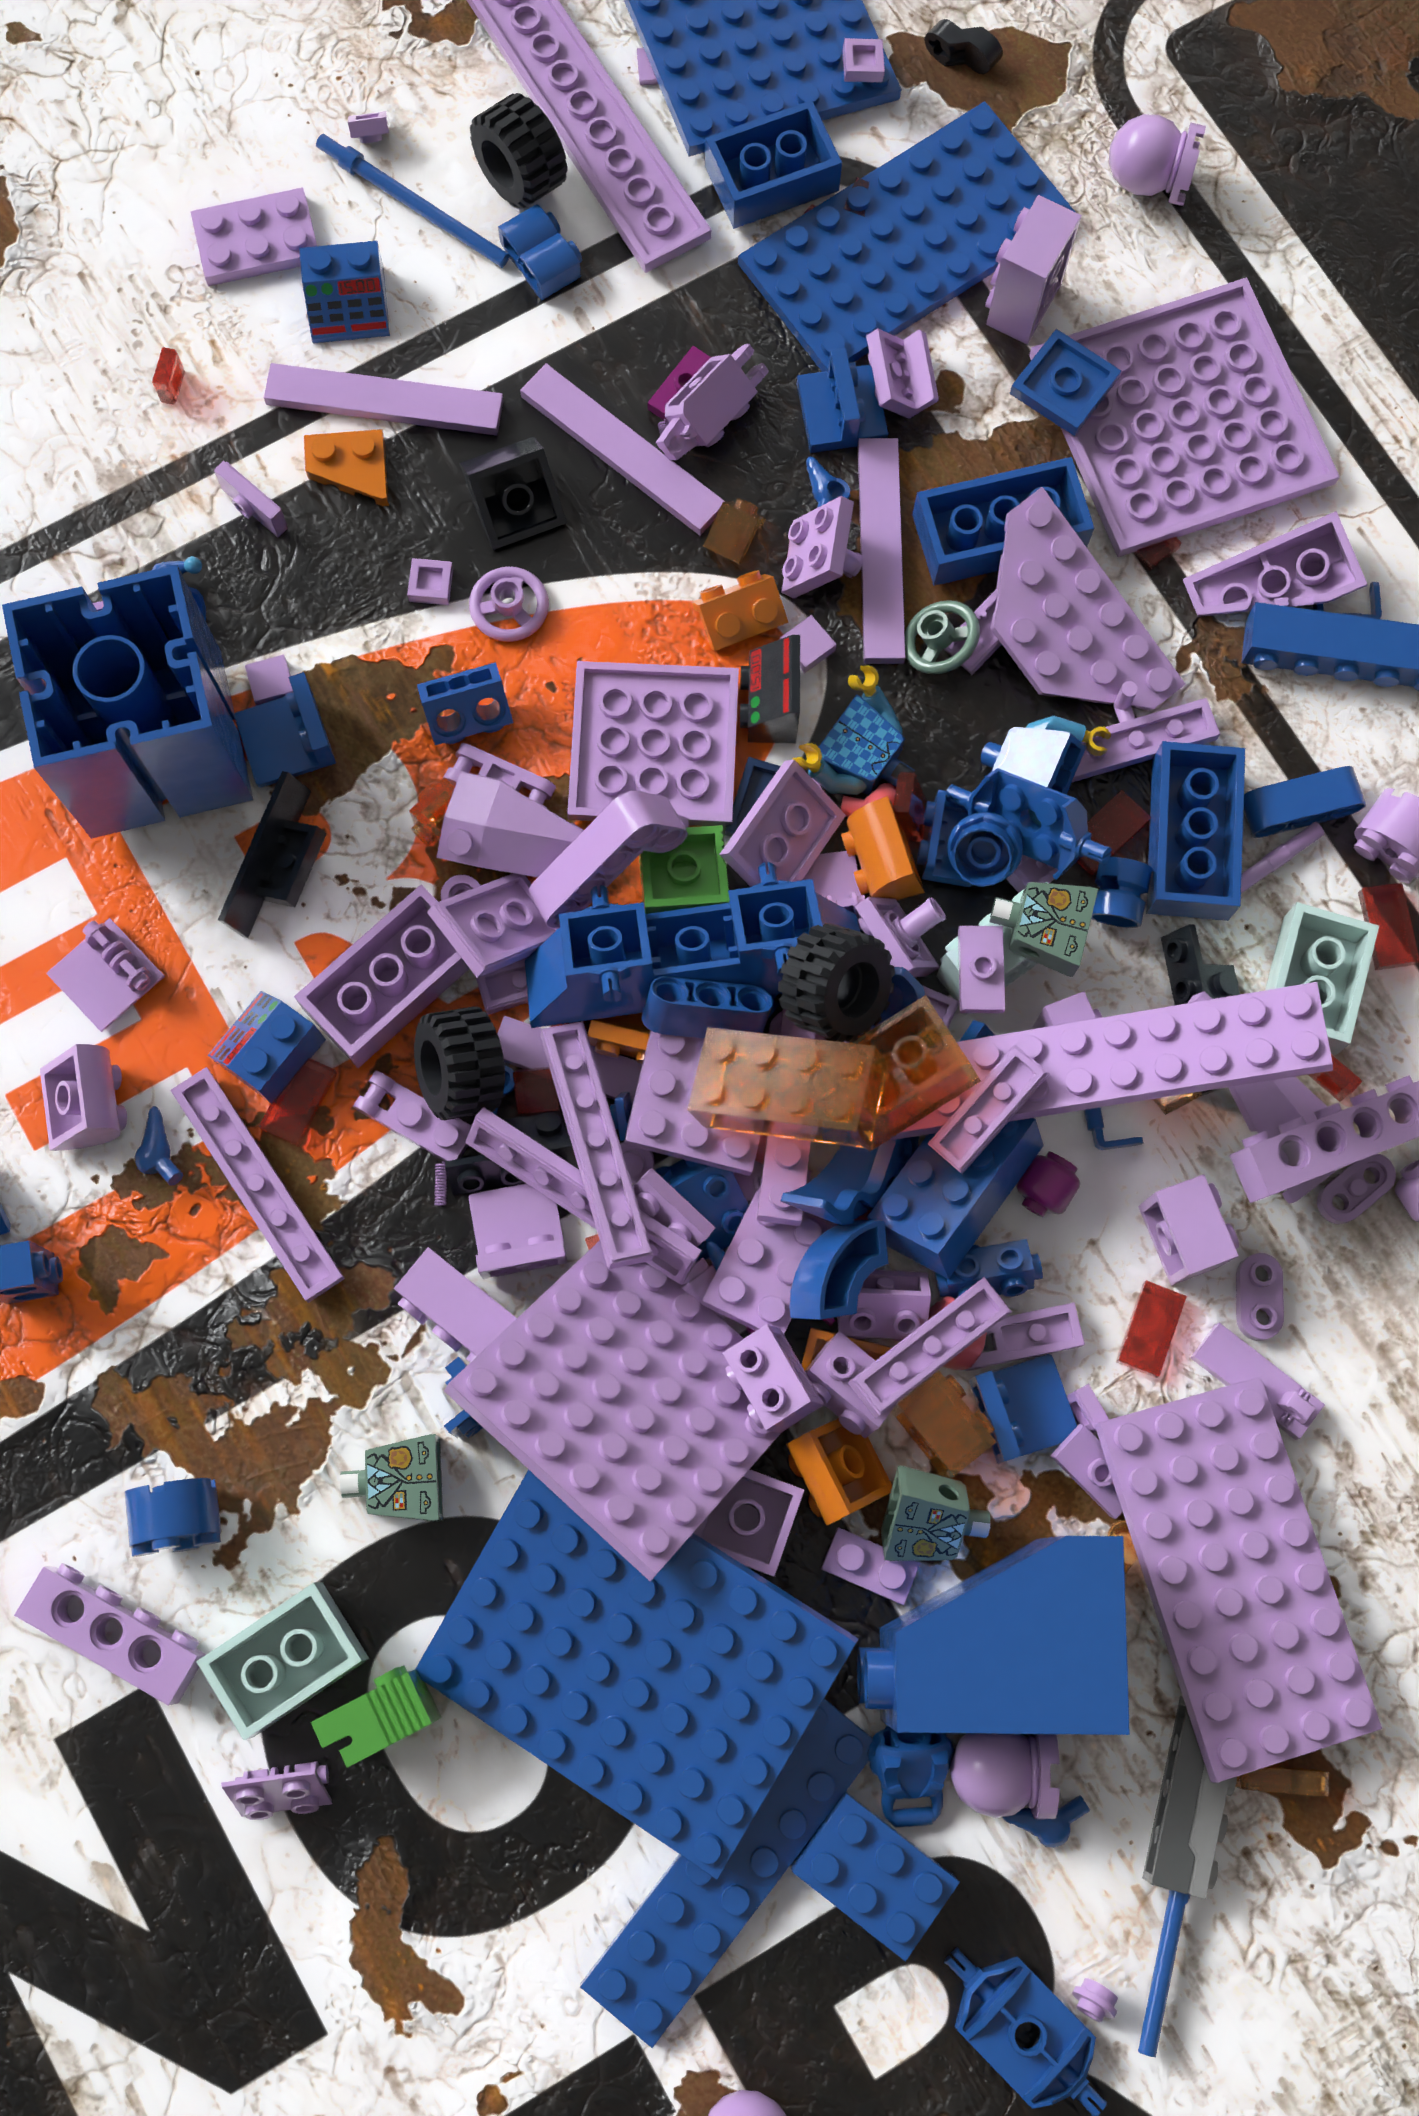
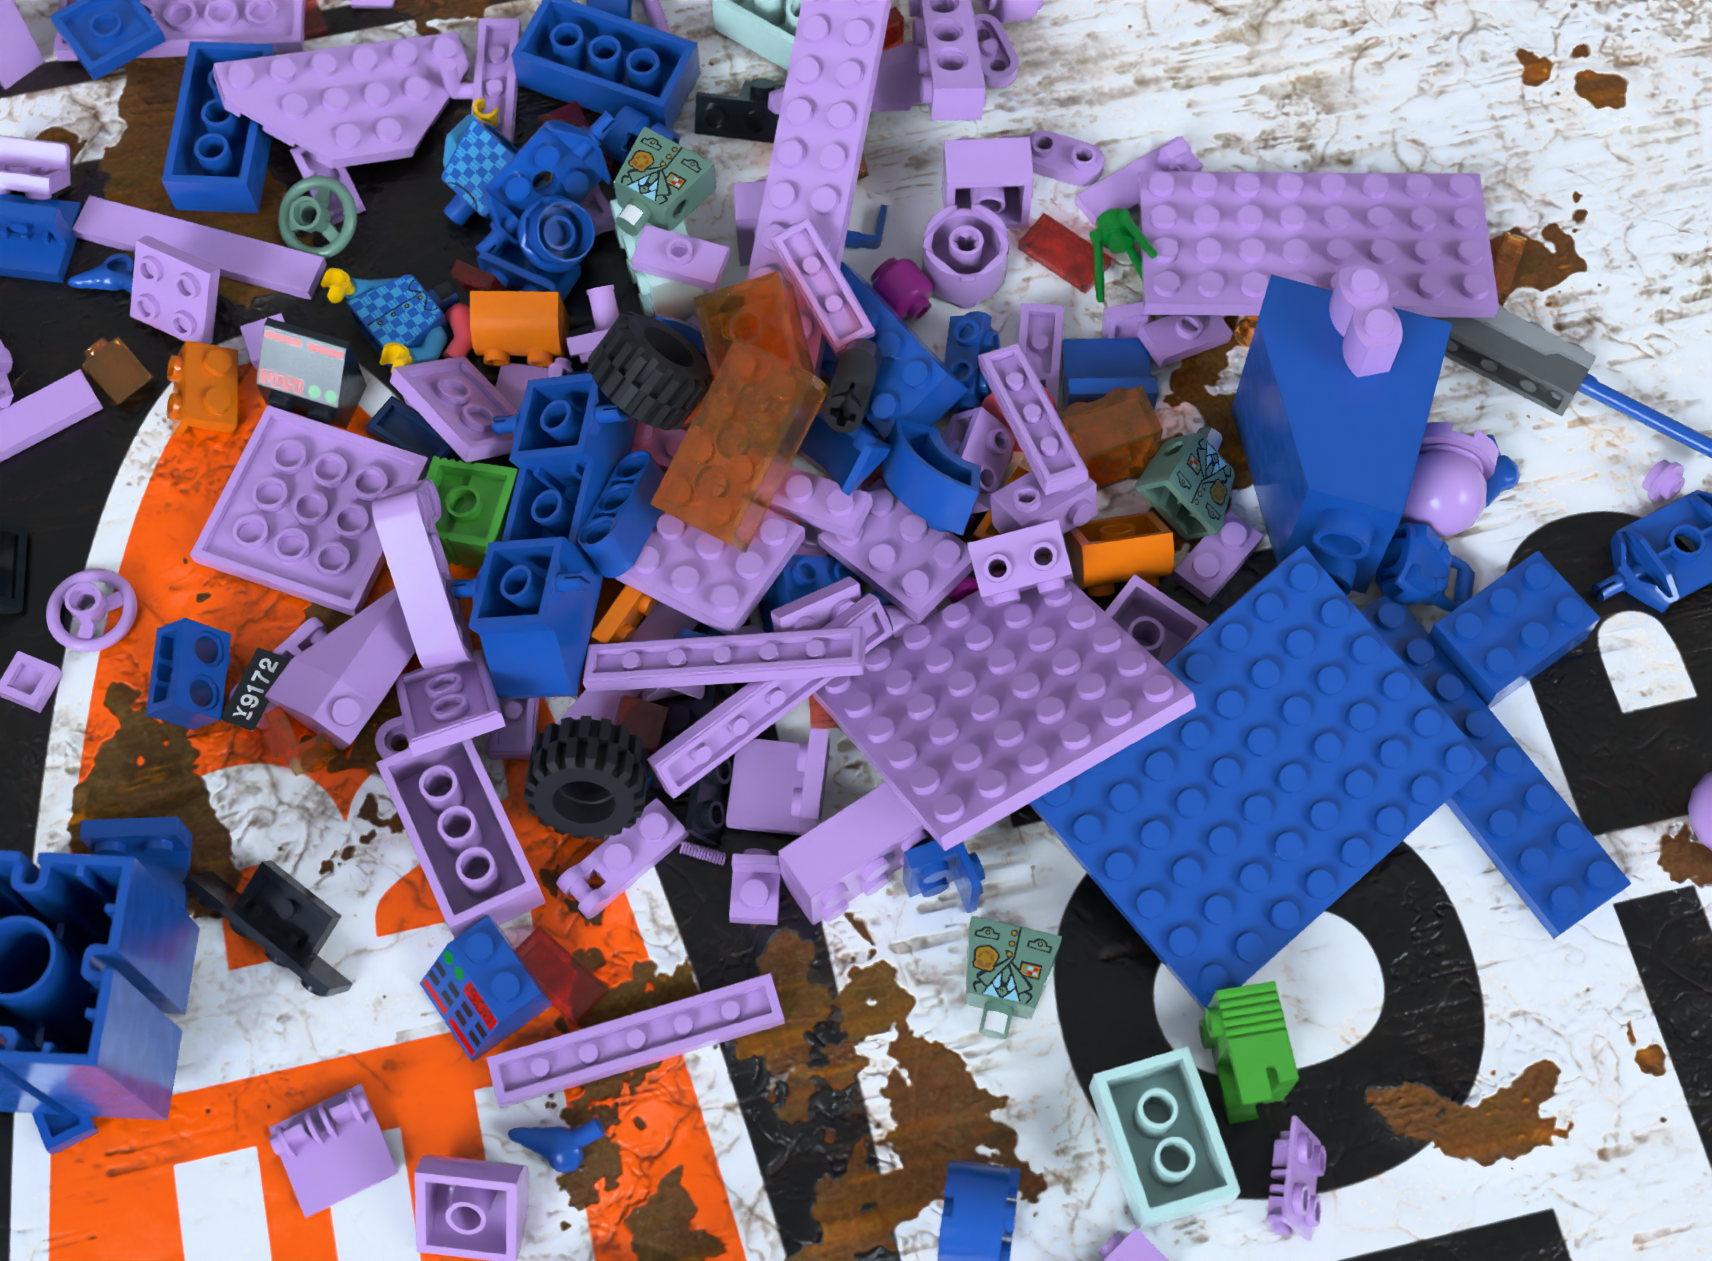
camera: 70 degrees left, 10 degrees down
(413, 1236) = (755, 887): none -> lavender bracket
(476, 760) = (248, 699): none -> black sticker
(920, 1170) = (859, 365): none -> black piece
(1079, 1651) = (1365, 319): none -> lavender brick
(1128, 1226) = (965, 254): none -> lavender brick
(1184, 1374) = (1117, 233): none -> green plant

